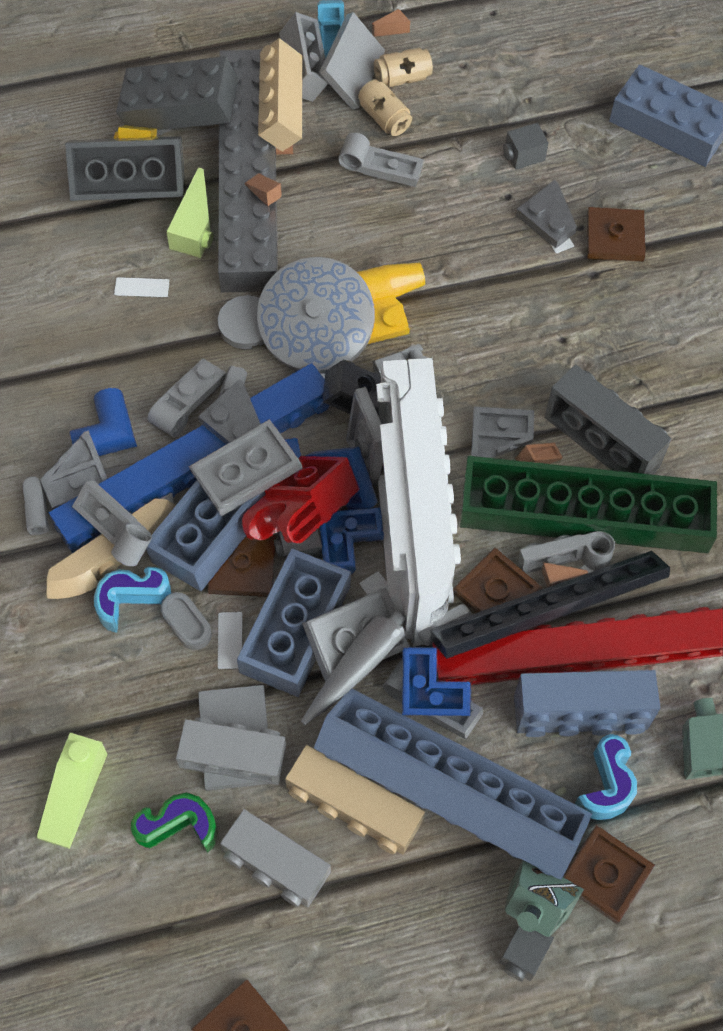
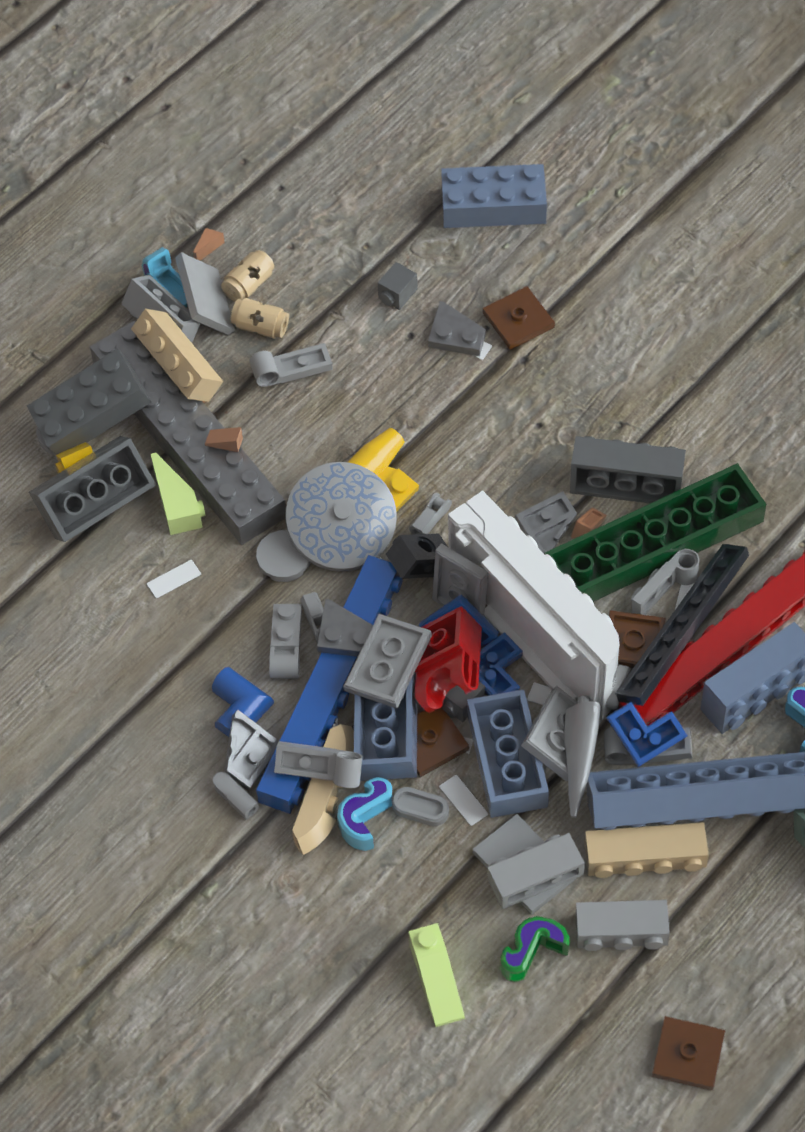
camera: 30 degrees left, 5 degrees down
(557, 574) = (668, 603): nougat piece -> none

